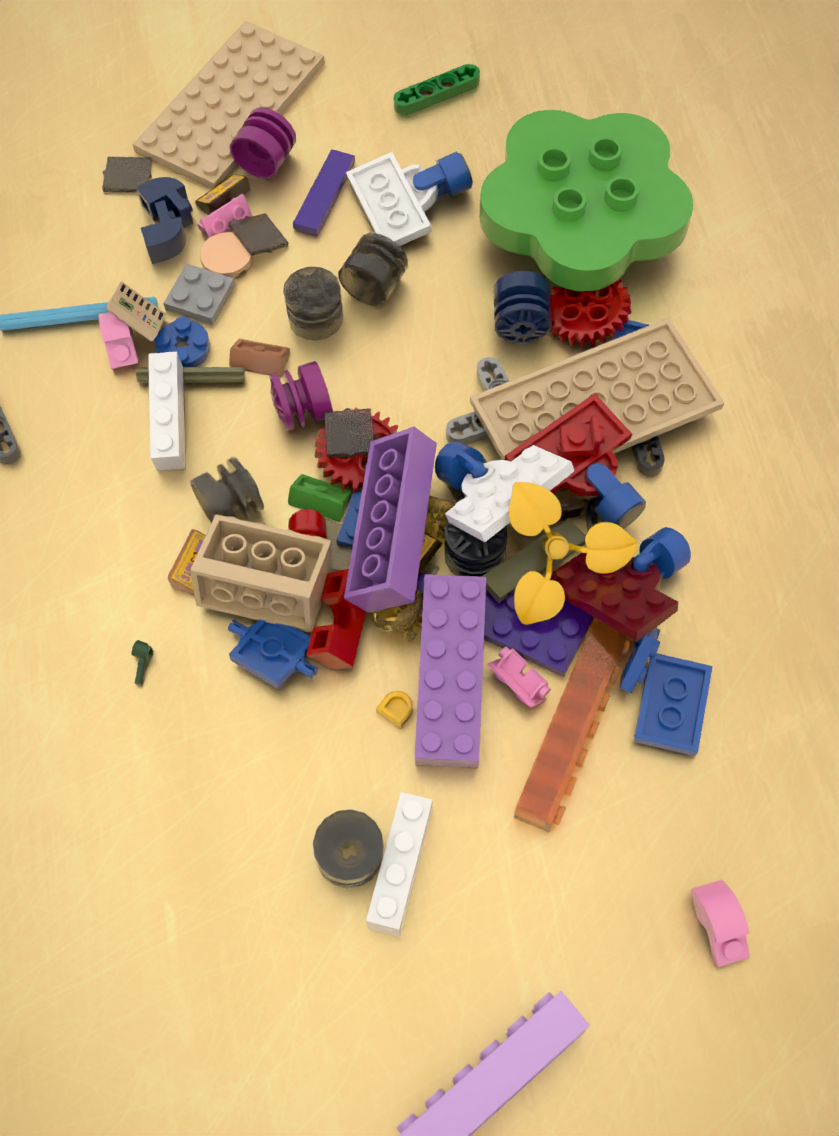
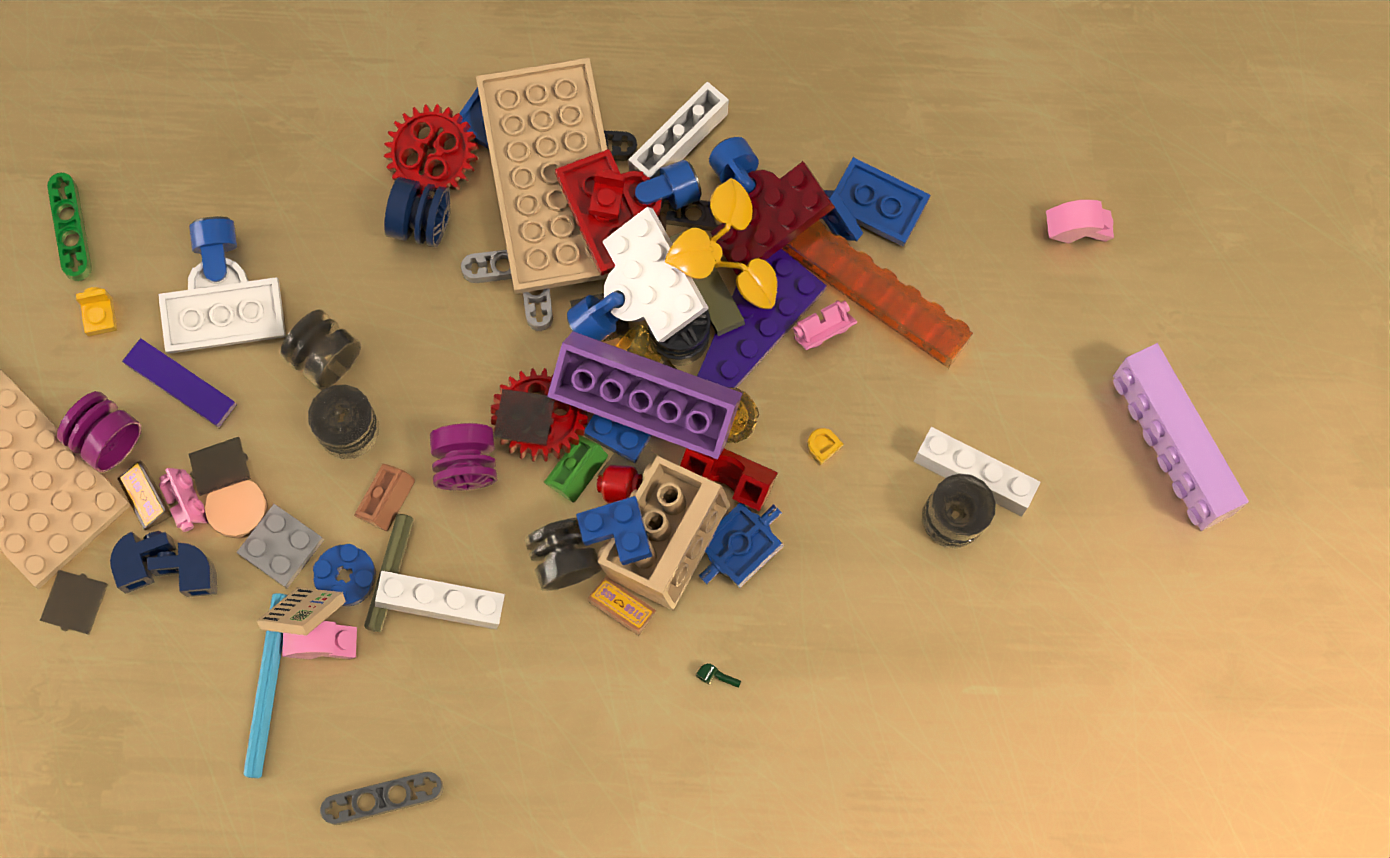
camera: 80 degrees left, 10 degrees up
(254, 524) = (618, 521): none -> blue plate
(370, 124) = (97, 311): none -> yellow bracket
(450, 671) = (808, 381): medium lavender brick -> none
(585, 196) = (303, 108): bright green plant -> none
(678, 499) = (681, 132): none -> white brick

